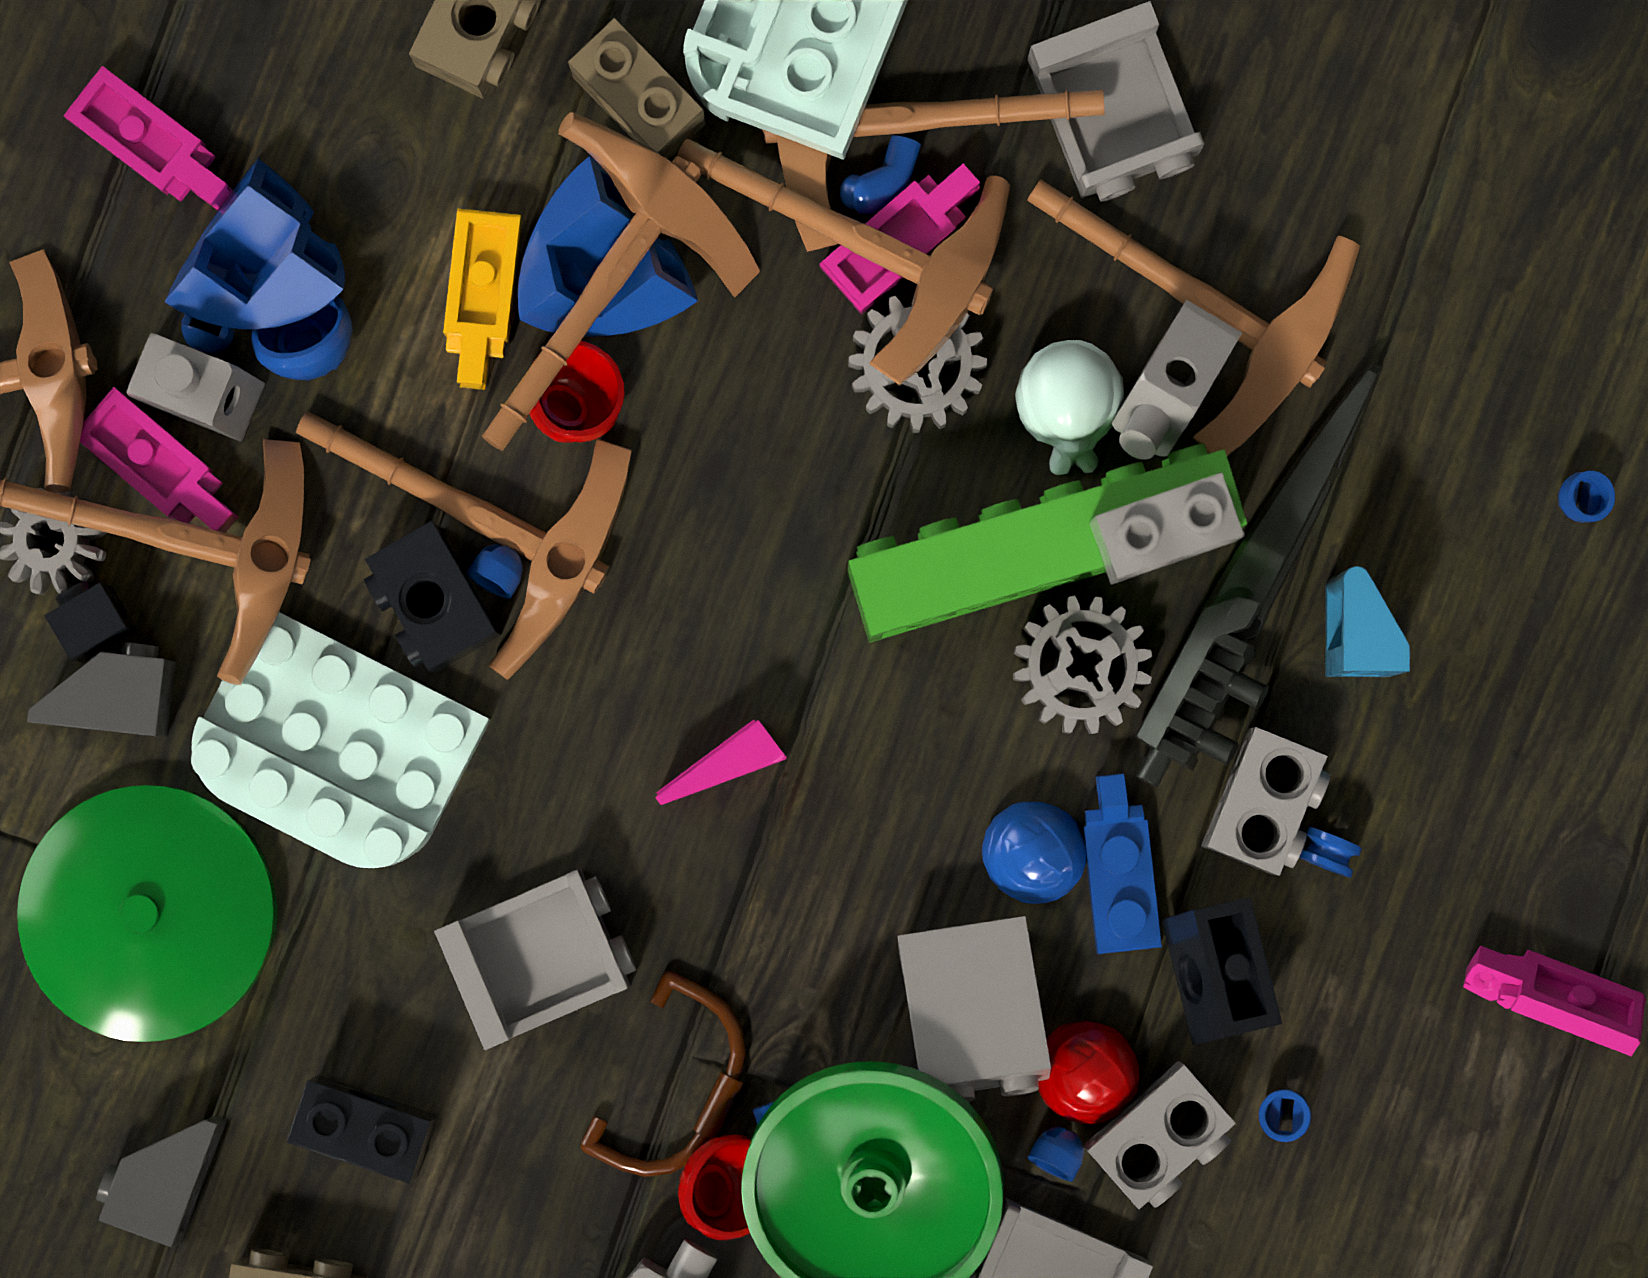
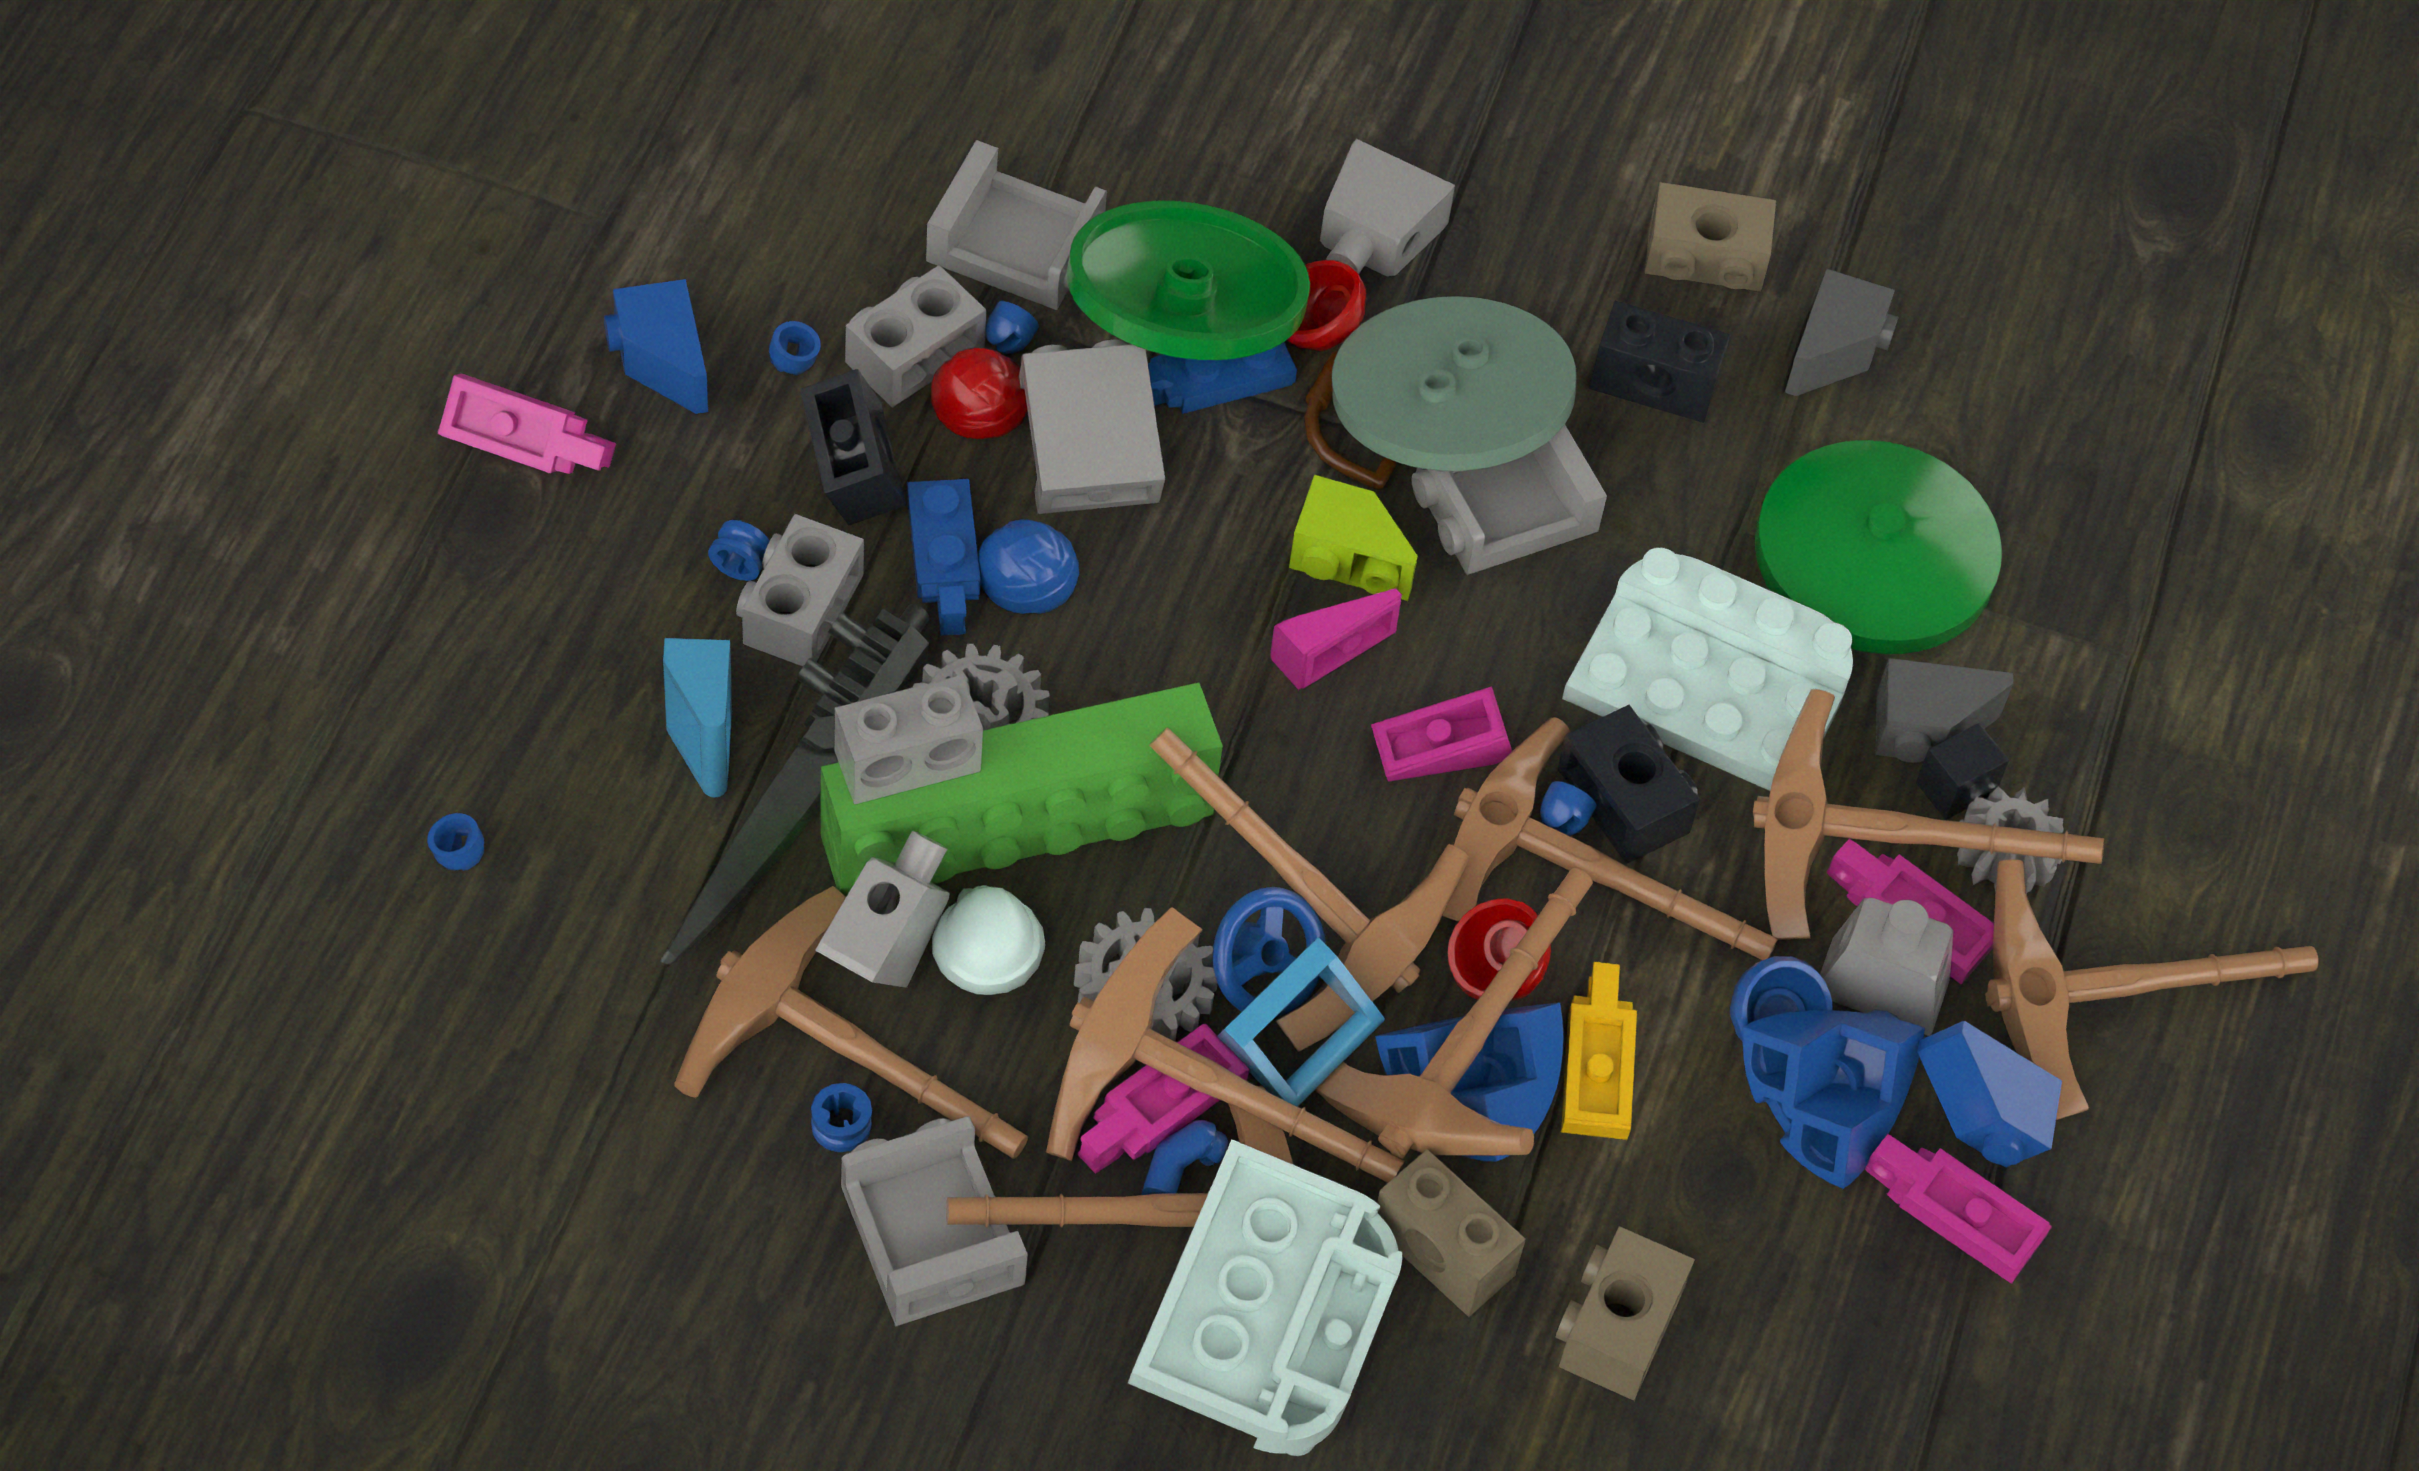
camera: 175 degrees right, 30 degrees down
(102, 236) = (1991, 1094): none -> blue slope
(588, 1075) = (1454, 383): none -> sand green plate
(614, 658) = (1443, 737): none -> dark pink slope
(696, 397) = (1377, 949): none -> medium nougat piece
(702, 889) = (1351, 540): none -> lime slope
(790, 321) = (1313, 961): none -> dark azure tile
(807, 388) = (1240, 943): none -> blue piece
(1221, 211) = (835, 1097): none -> blue bush
(1425, 1117) = (659, 341): none -> blue slope

